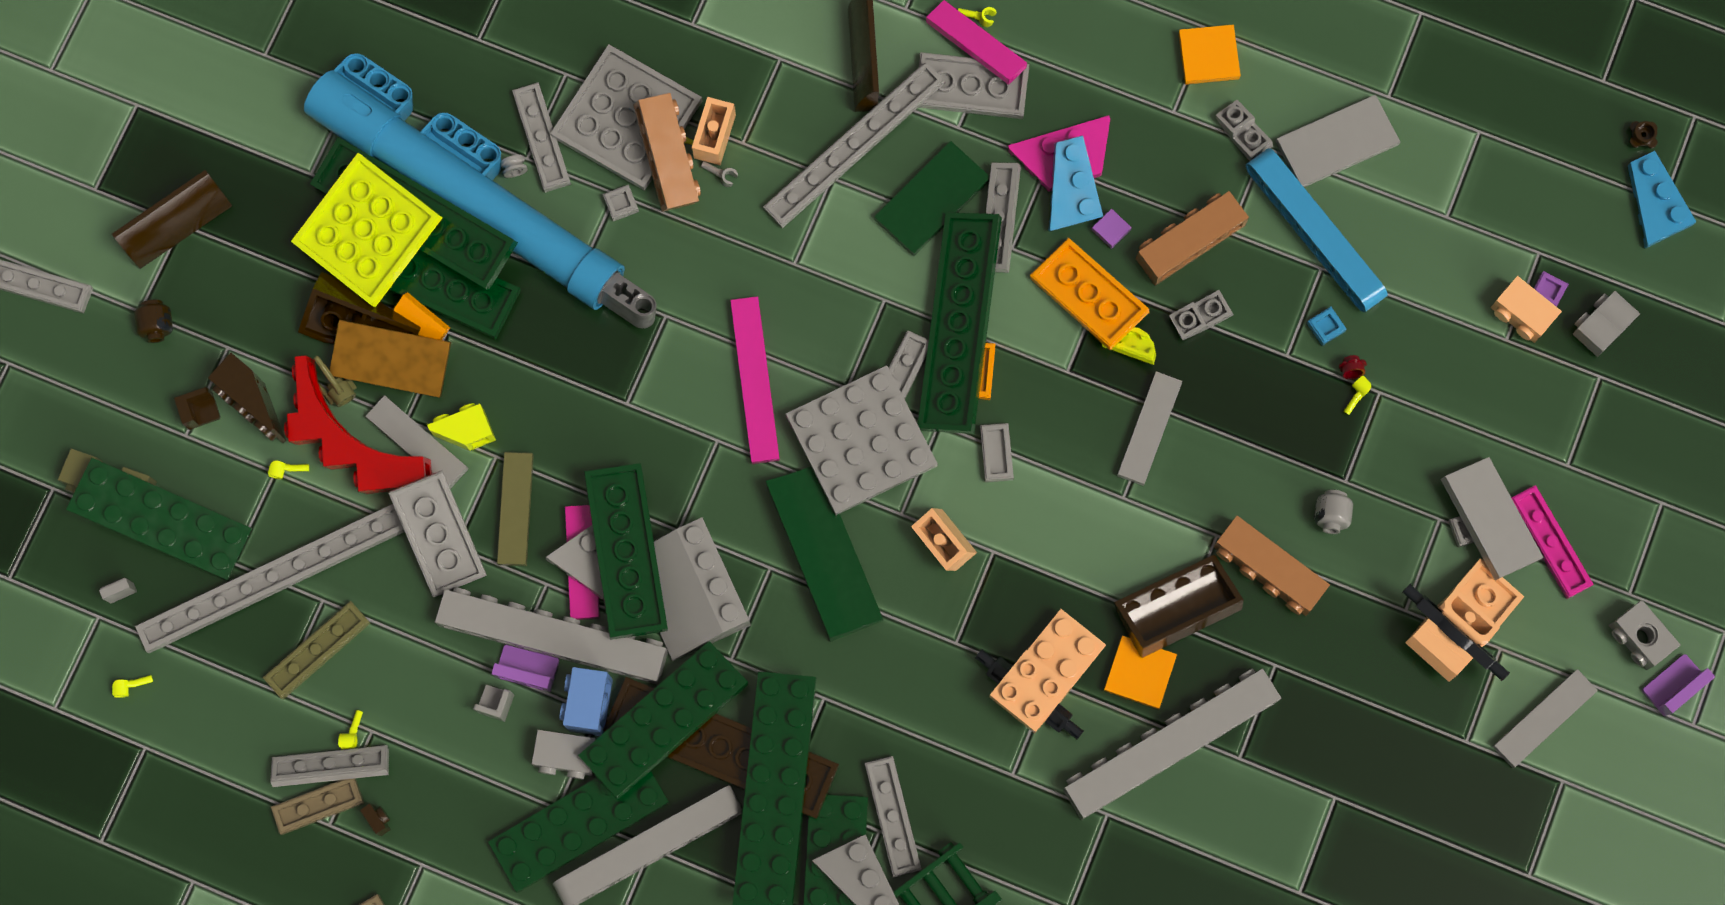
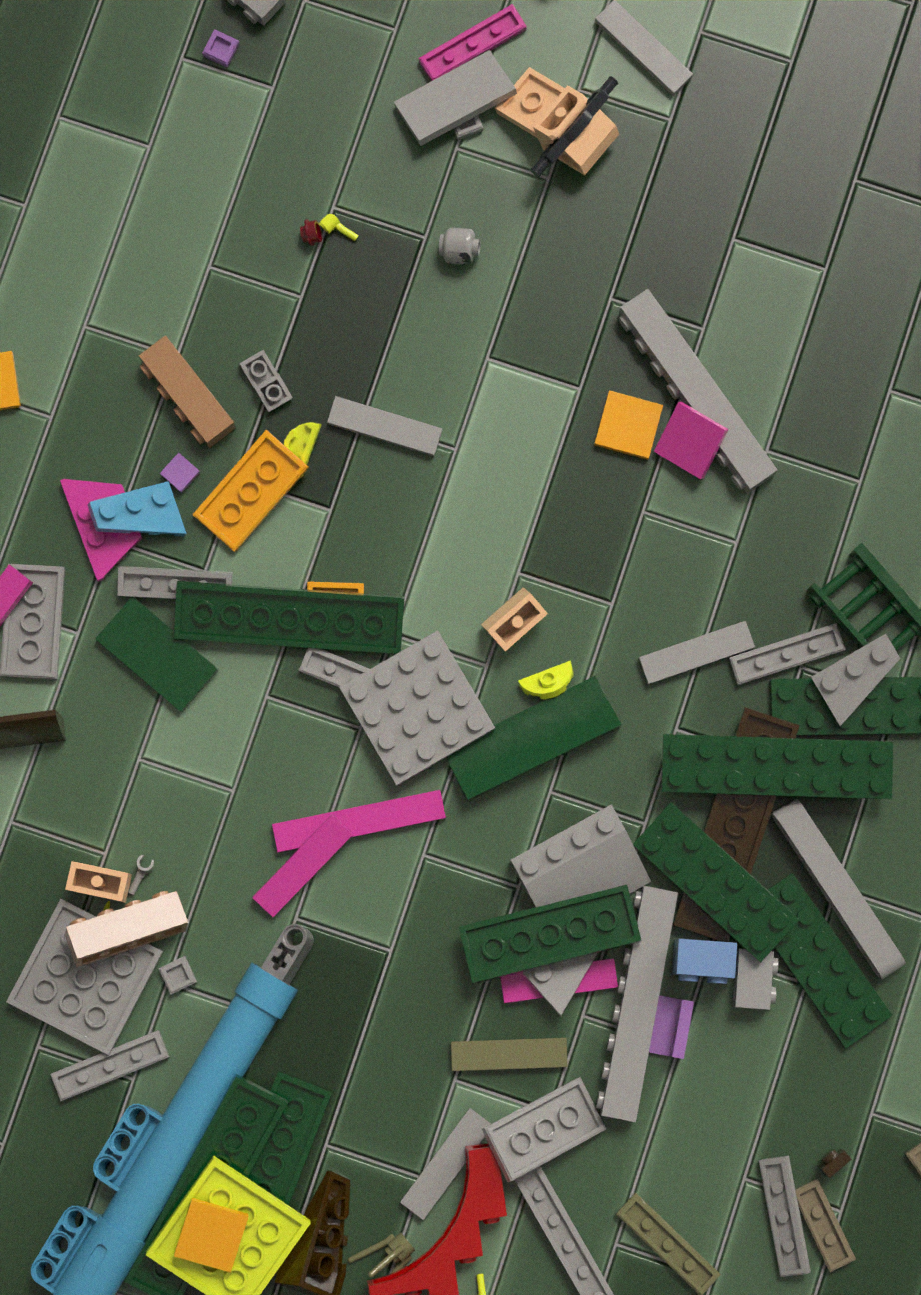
camera: 100 degrees left, 5 degrees up
(350, 740) = (757, 1199): neon yellow hand -> none
(368, 211) = (211, 1235): none -> light orange tile
(390, 358) = (362, 1199): pearl gold tile -> none
(417, 313) = (325, 1159): light orange tile -> none
(465, 429) = (431, 1112): neon yellow slope -> none
(495, 703) = (708, 1055): light grey panel -> none
(513, 166) = (145, 1090): light grey bush -> none
(715, 322) = (302, 865): none -> dark pink tile
(854, 144) = (104, 736): light grey tile -> none
(879, 572) = (548, 682): none -> neon yellow plate
(900, 724) = (696, 652): none -> light grey tile
(996, 452) = (418, 574): light grey tile -> none
(1044, 674) = (642, 515): light nougat piece -> none
(1119, 731) = (691, 440): none -> dark pink tile
(1178, 605) = (561, 390): dark brown slope -> none
(1243, 131) = (69, 346): light grey slope -> none
(1271, 566) = (516, 304): medium nougat brick -> none
(1316, 230) = (171, 271): dark azure beam -> none
(1326, 326) = (269, 259): dark azure tile -> none
(1338, 141) = (76, 253): light grey tile -> none
(1525, 310) = (244, 69): light nougat brick -> none

